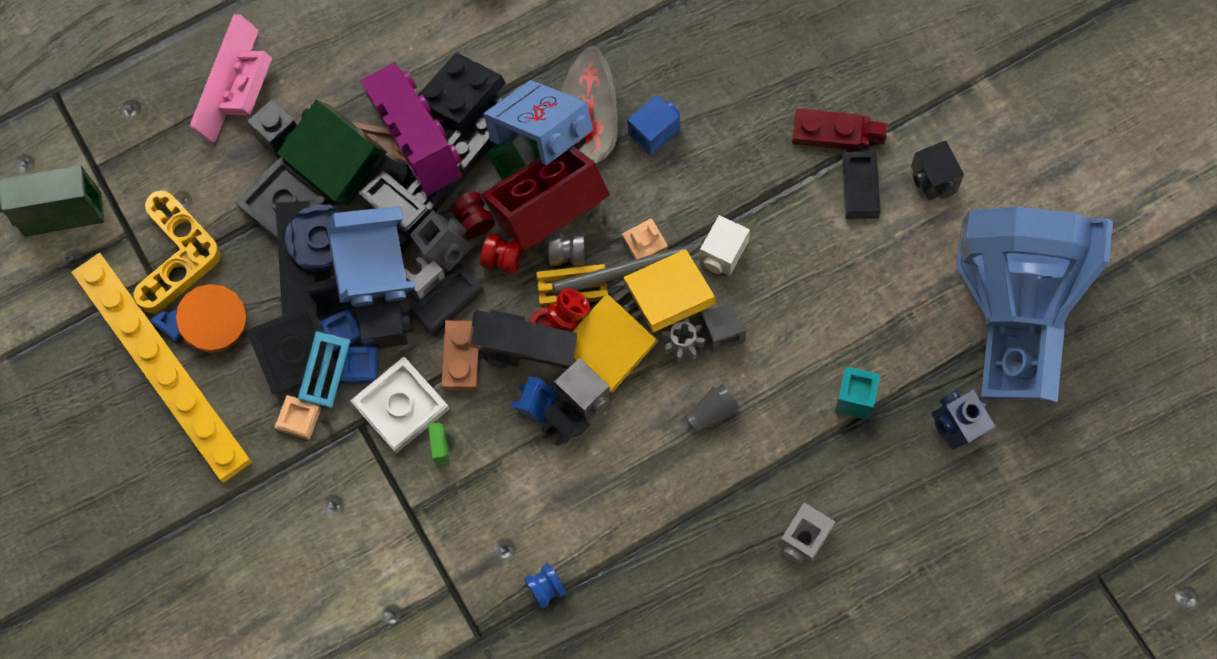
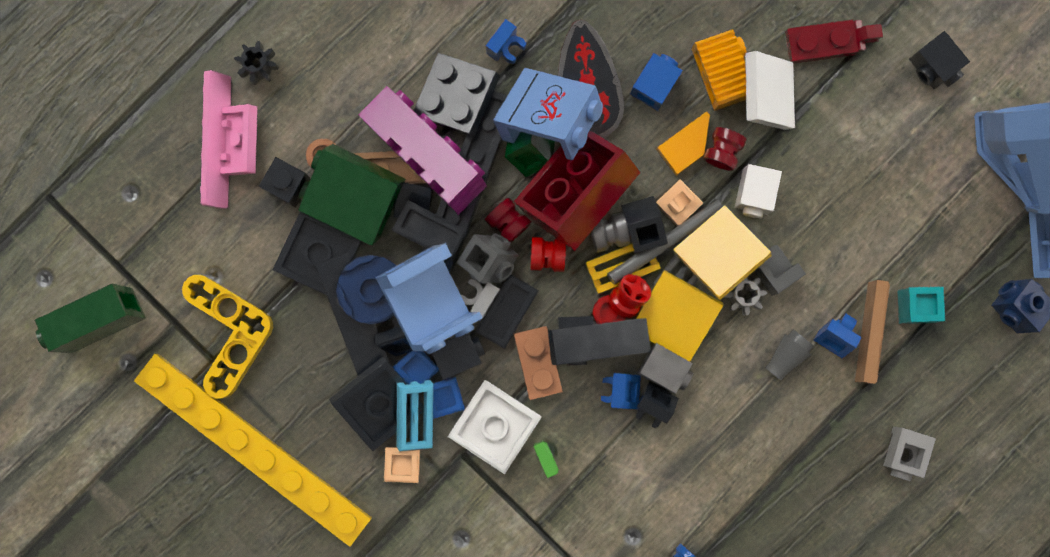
camera: 25 degrees left, 15 degrees up
(167, 324) = (253, 403): blue tile -> none
(211, 318) = (287, 391): orange tile -> none
(285, 21) = (249, 55): none -> black gear
(518, 55) = (502, 40): none -> blue tile
(601, 247) = (644, 224): none -> black brick
(668, 190) = (686, 145): none -> light orange tile
(702, 201) = (726, 145): none -> dark red wheel
(723, 129) = (722, 68): none -> light orange brick
(760, 155) = (769, 90): none -> white tile
(766, 402) = (838, 336): none -> blue tile
(801, 407) = (872, 332): none -> medium nougat tile
(860, 185) = (867, 91): black tile -> none

